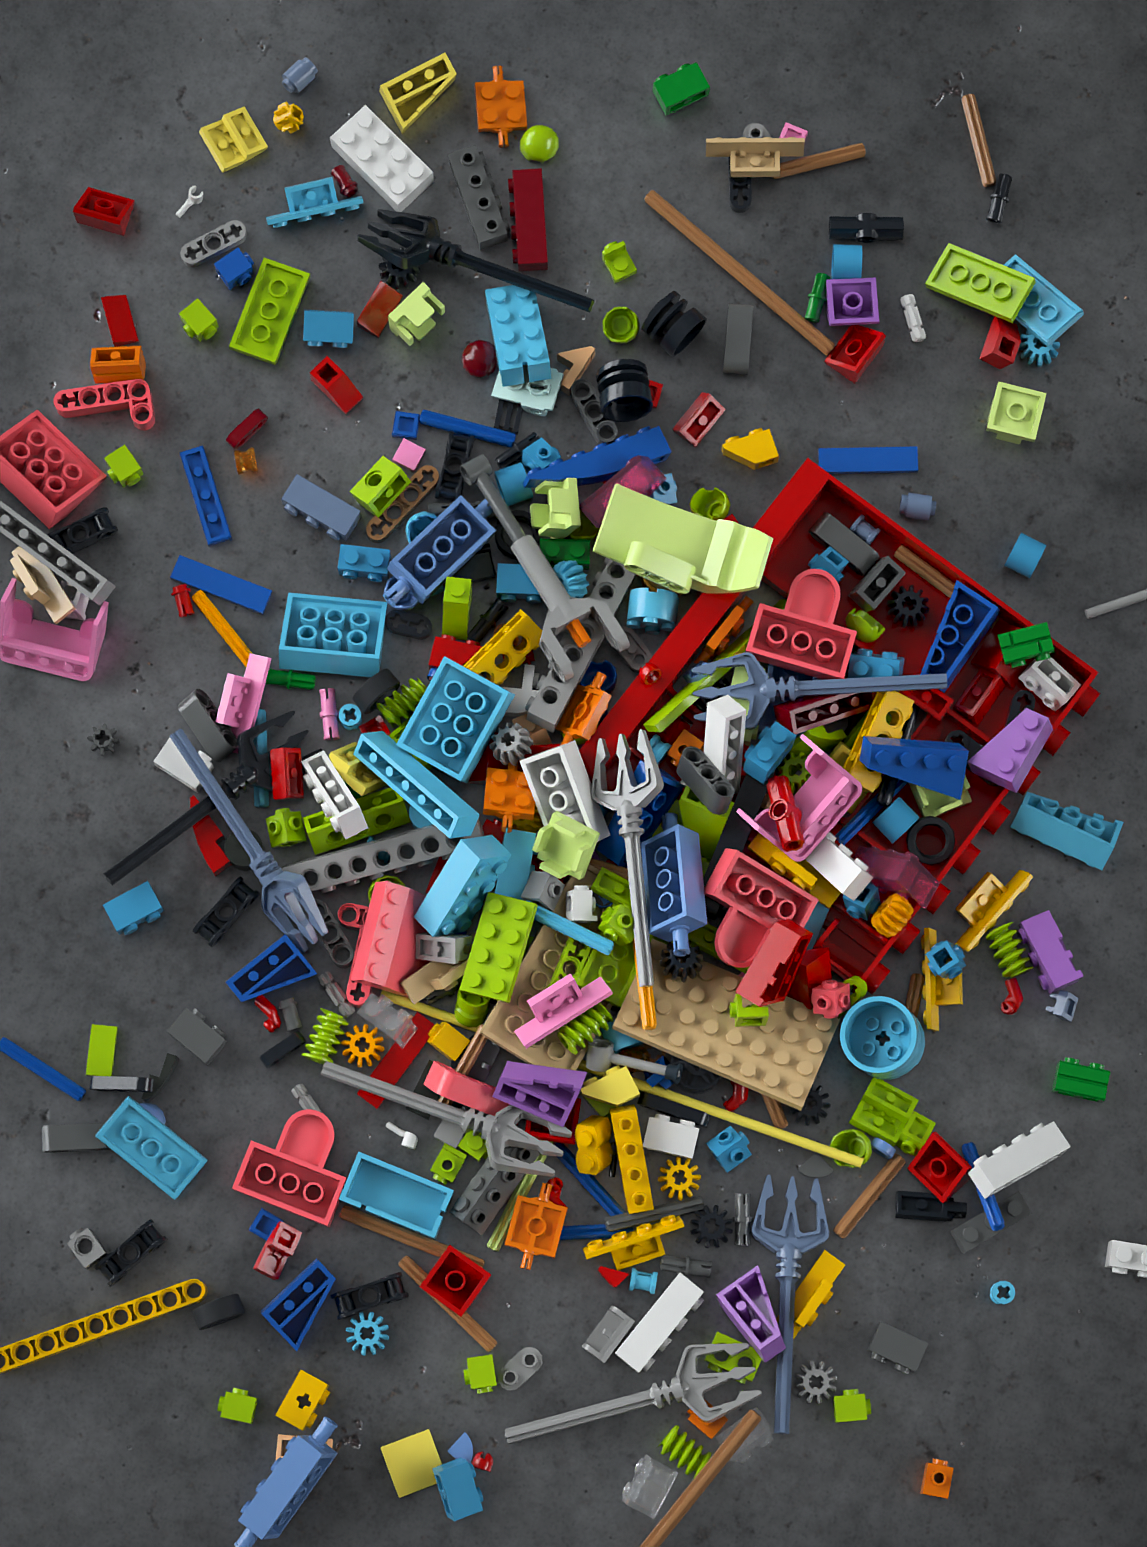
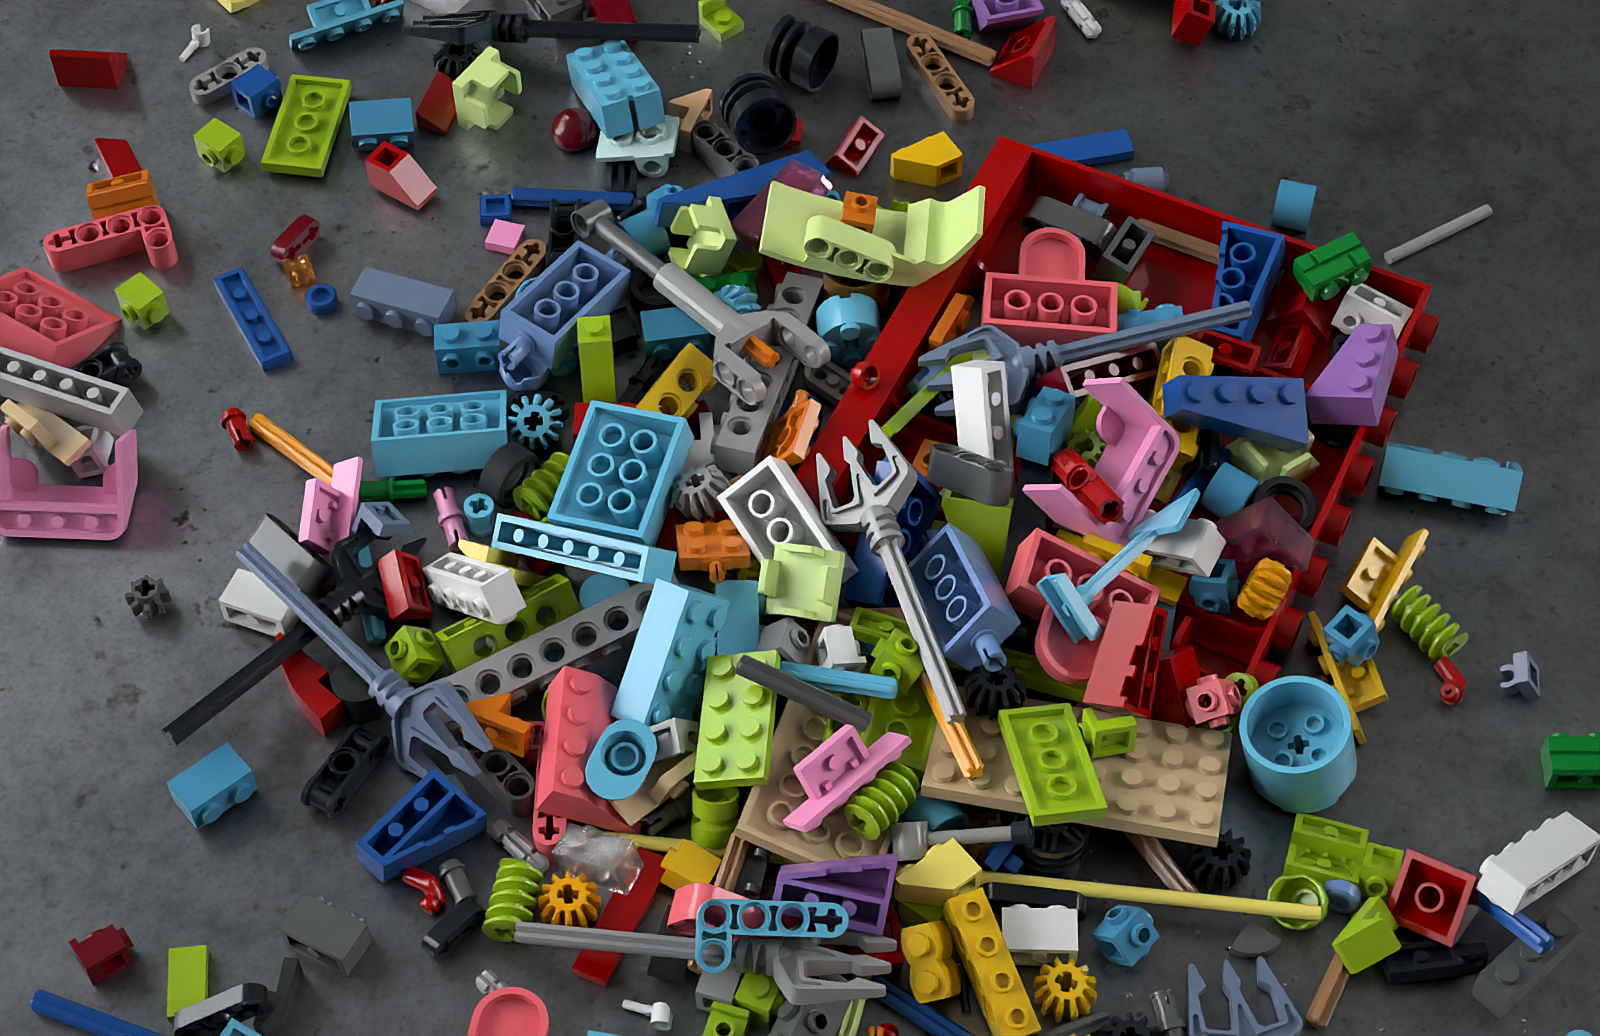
camera: 10 degrees left, 25 degrees down
(48, 1019) = (103, 953): none -> dark red brick
(221, 584) = (288, 405): blue tile -> none
(260, 487) = (321, 299): none -> blue tile
(278, 718) = (382, 519): none -> sand blue bracket
(328, 905) = (499, 726): none -> orange slope
(380, 486) = (475, 265): lime brick -> none
(412, 648) = (529, 412): none -> medium azure gear
(413, 963) = (621, 759): none -> medium azure piece
(486, 1115) = (770, 926): none -> medium azure beam
(546, 942) = (803, 693): none -> dark grey axle
(621, 325) = (736, 64): lime hair -> none
(674, 530) = (859, 211): none -> orange brick
(703, 1031) = (1052, 764): none -> lime plate
(740, 1095) = (1119, 864): red arm -> none
(783, 360) = (944, 75): none -> medium nougat beam
(827, 859) = (1071, 603): none -> medium azure piece
(888, 1184) = (1367, 936): none -> lime slope
(912, 598) = (1168, 274): black gear -> none
(1015, 413) = (1232, 75): yellowish green panel -> none
(1048, 952) = (1493, 621): medium lavender wedge -> none

